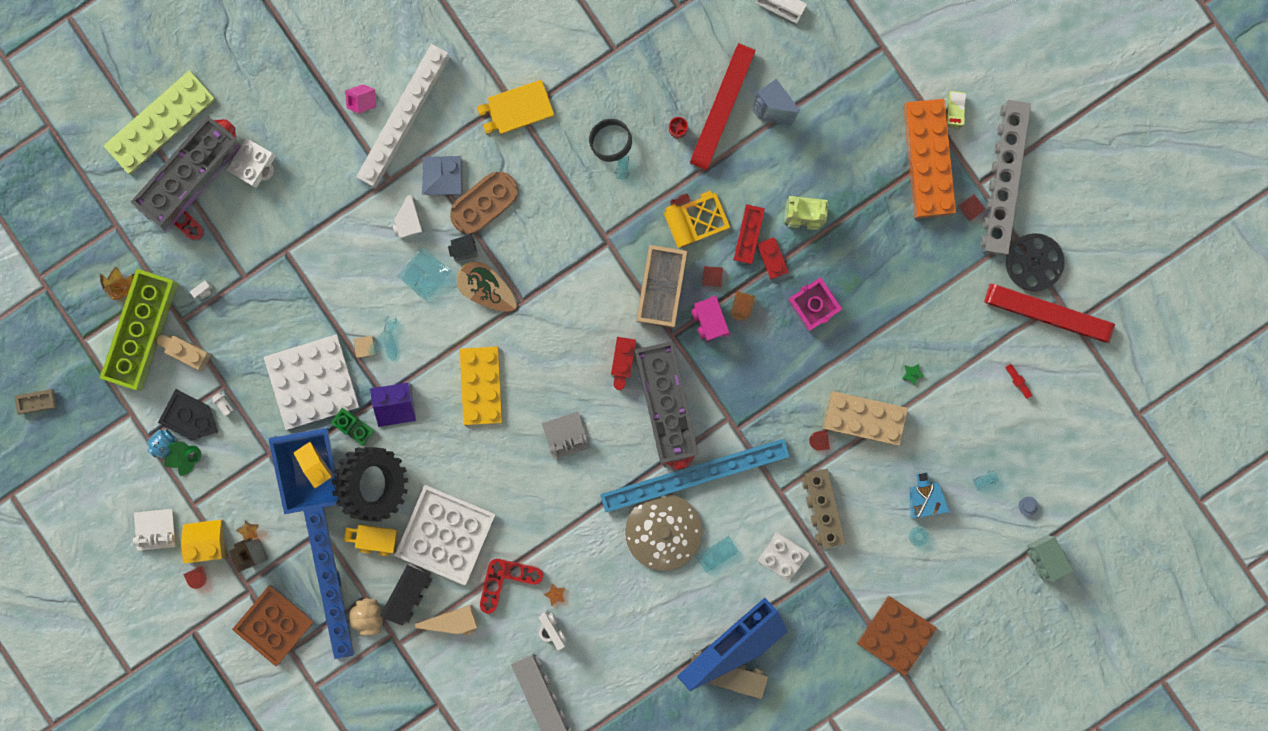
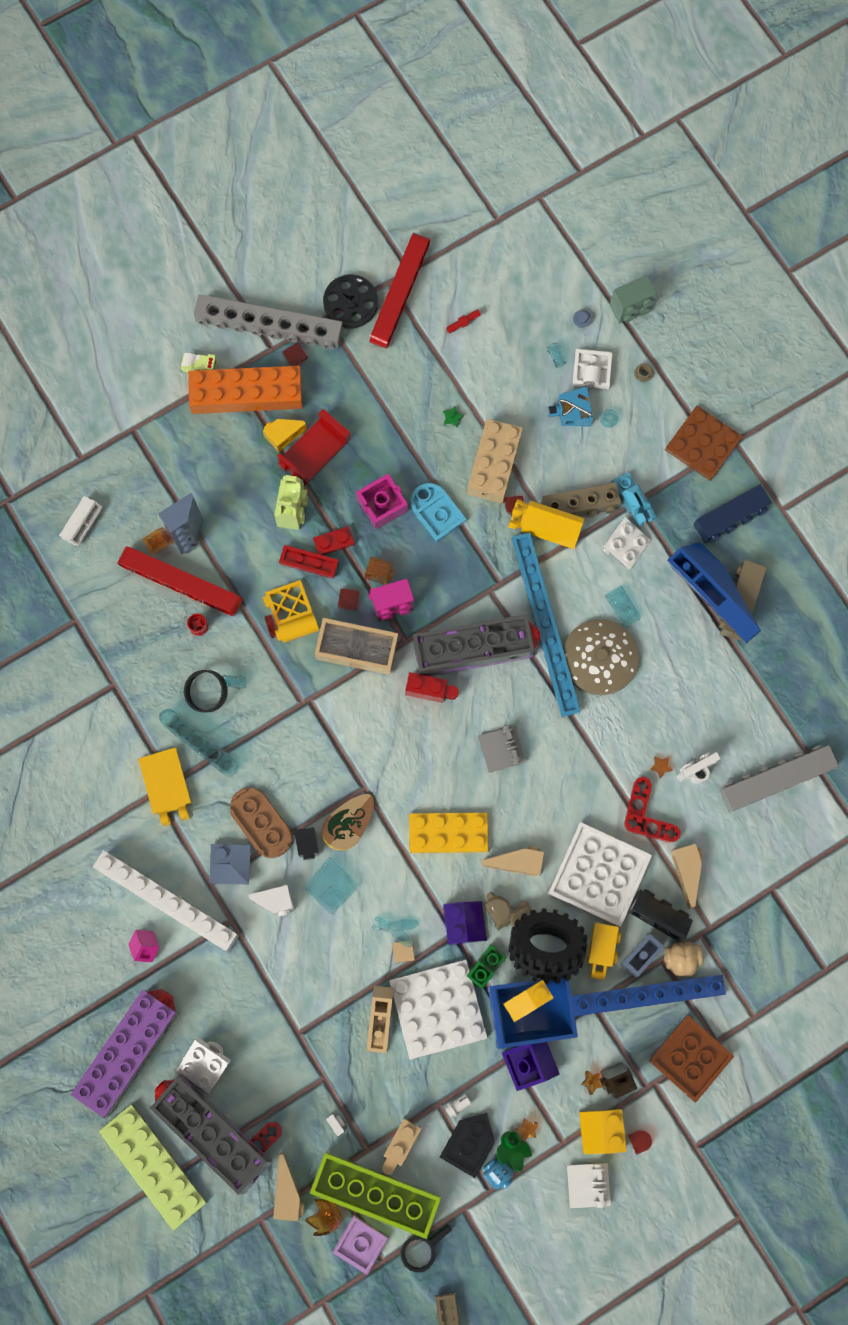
camera: 90 degrees left, 10 degrees down
(87, 375) = (419, 1253): none -> piece
(96, 319) = (360, 1244): none -> lavender tile
(138, 248) = (287, 1196): none -> tan slope
(203, 470) = (527, 1129): none -> clear orange piece
(259, 473) = (530, 1064): none -> dark purple slope
(260, 90) = (126, 1051): none -> medium lavender piece
(300, 327) = (380, 1019): none -> tan slope
(367, 576) = (642, 955): none -> sand blue brick
(404, 441) = (502, 911): none -> dark tan animal
(454, 457) = (521, 861): none -> tan slope
(561, 127) = (189, 739): none -> clear light blue beam
(759, 78) = (157, 541): none -> clear orange brick
(798, 473) = (546, 523): none -> yellow tile
(808, 361) = (436, 512): none -> medium azure tile
(819, 665) = (732, 514): none -> dark blue brick
(831, 562) = (634, 499): none -> medium azure plate
(869, 233) = (315, 448): none -> red panel
(884, 199) = (283, 432): none -> yellow slope
(971, 517) = (592, 369): none -> white plate
(977, 572) = (643, 368): none -> dark tan plate

